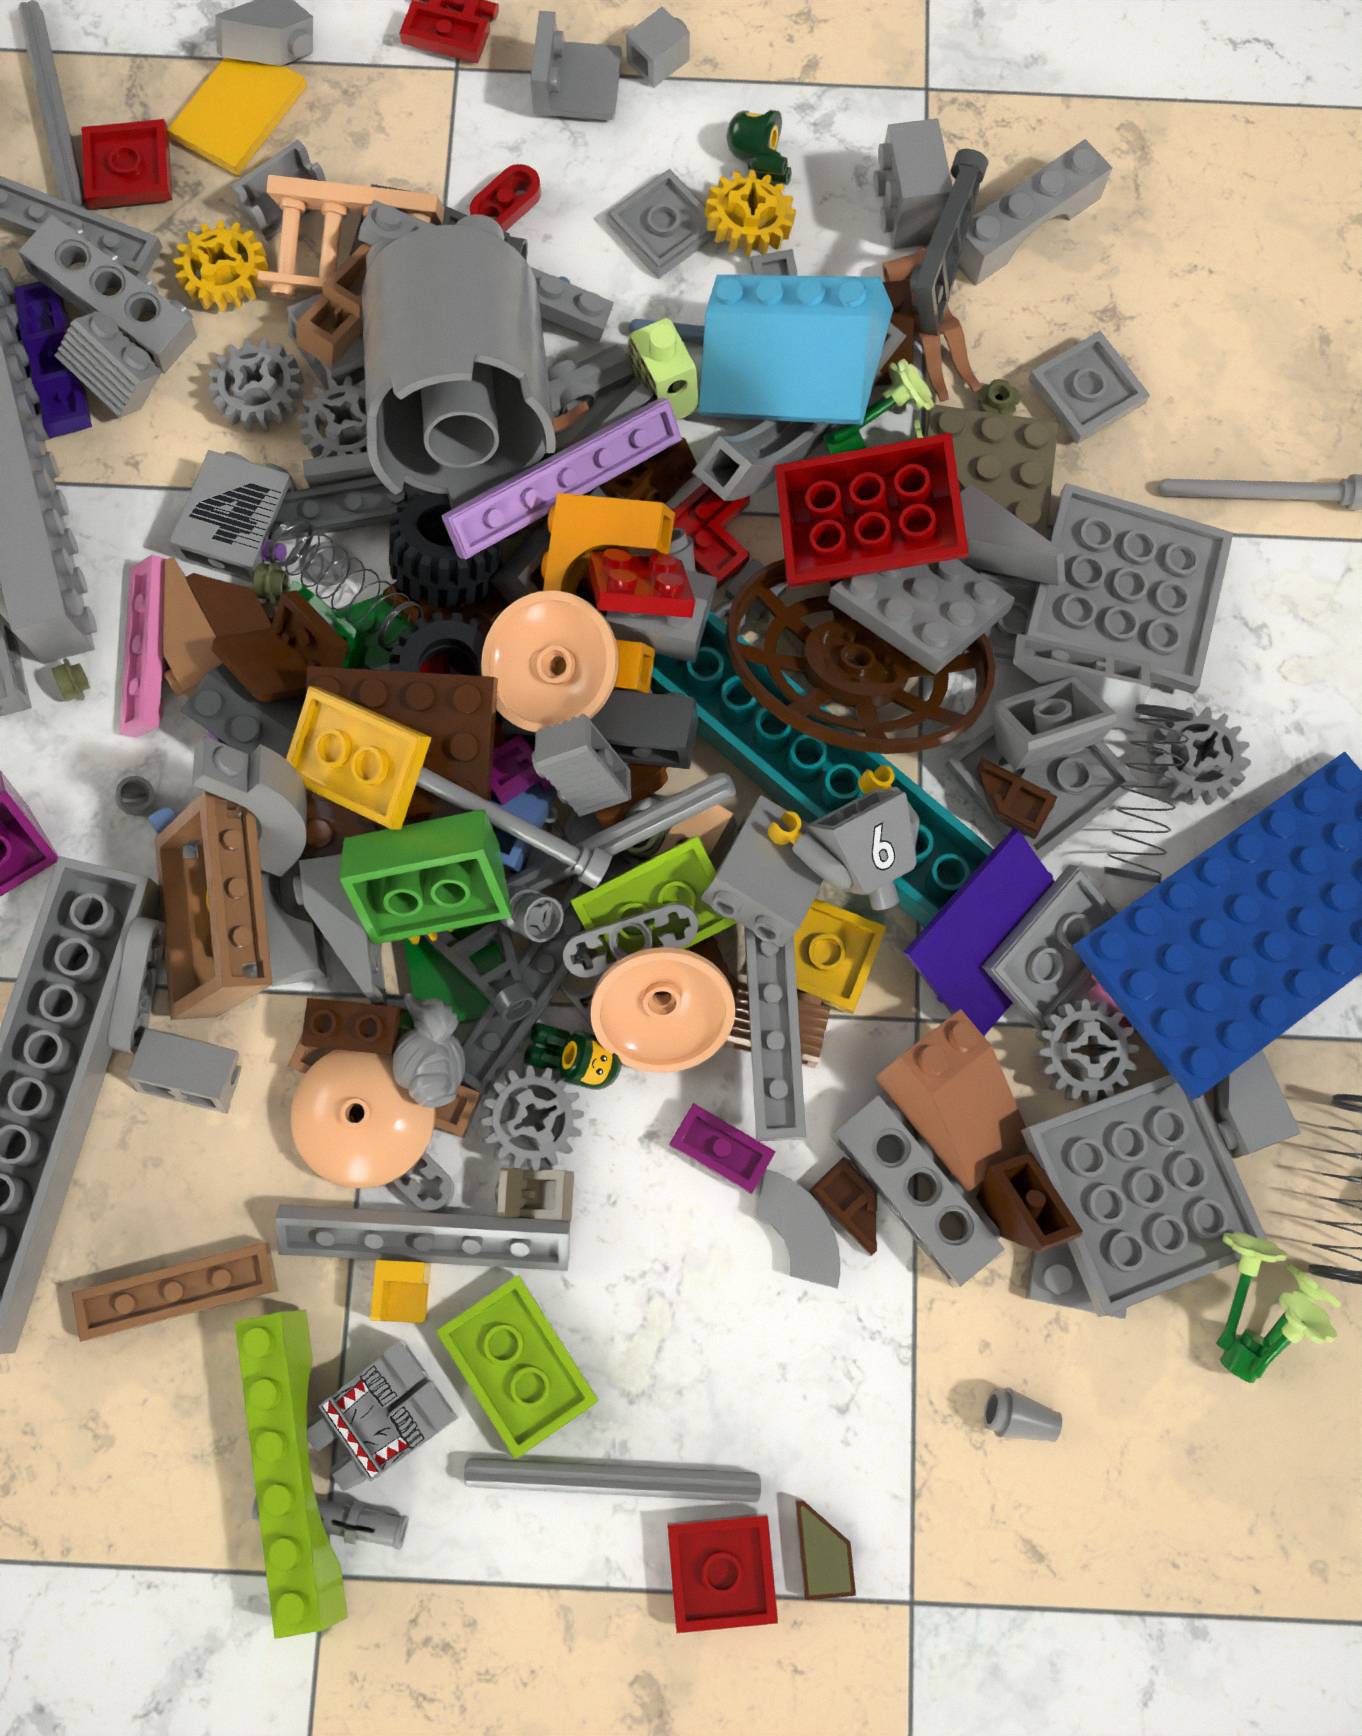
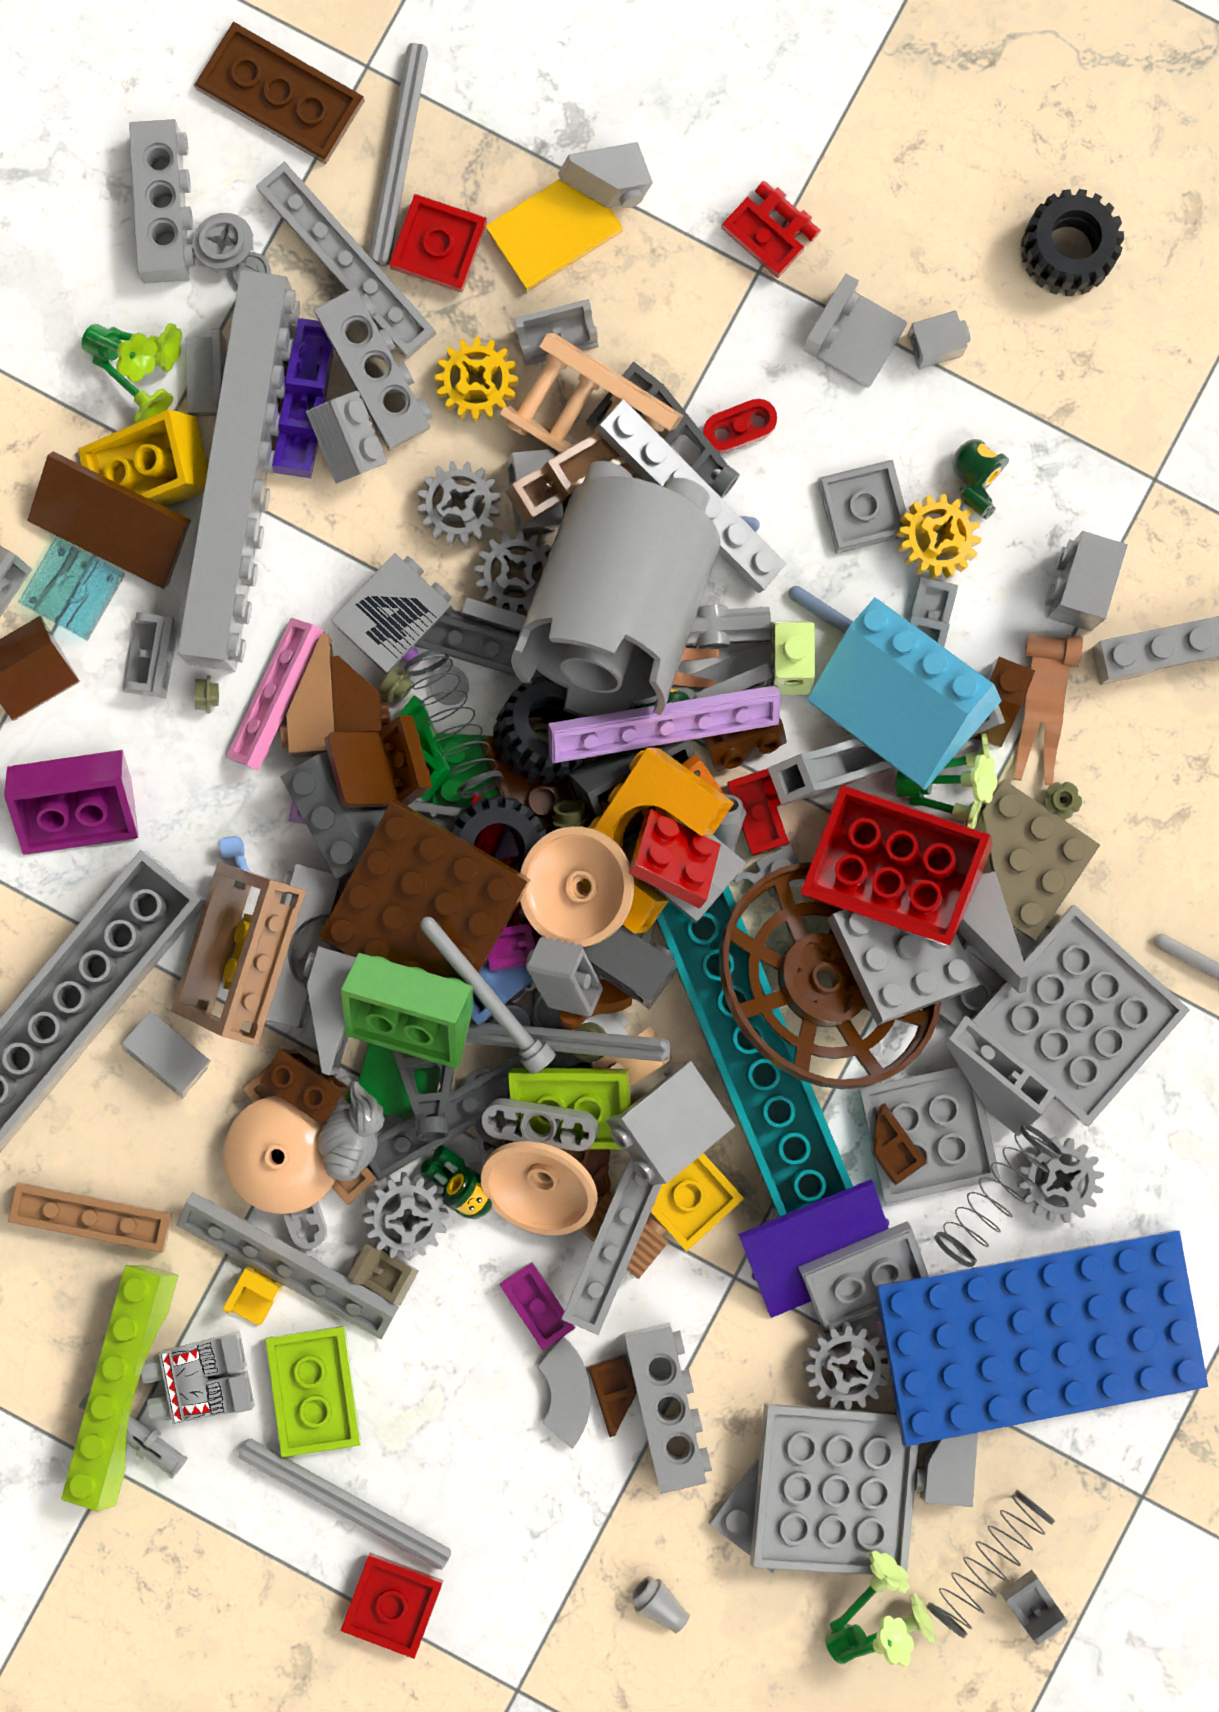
camera: 25 degrees right, 10 degrees up
(132, 788) = (220, 808): light grey hinge -> none
(136, 984) = (157, 973): light grey beam -> none
(264, 786) = (312, 889): light grey arch -> none
(357, 757) = (394, 897): yellow tile -> none
(534, 914) = (477, 1066): light grey wheel -> none
(824, 1556) = (469, 1629): olive tile -> none
(860, 843) = (749, 1138): light grey torso -> none
(936, 275) = (1048, 690): dark grey plate -> none
(957, 1099) = (729, 1356): nougat slope -> none
(1026, 1205) = (738, 1461): reddish brown slope -> none
(1050, 722) = (947, 1104): light grey slope -> none
(1088, 387) = (1142, 825): light grey plate -> none

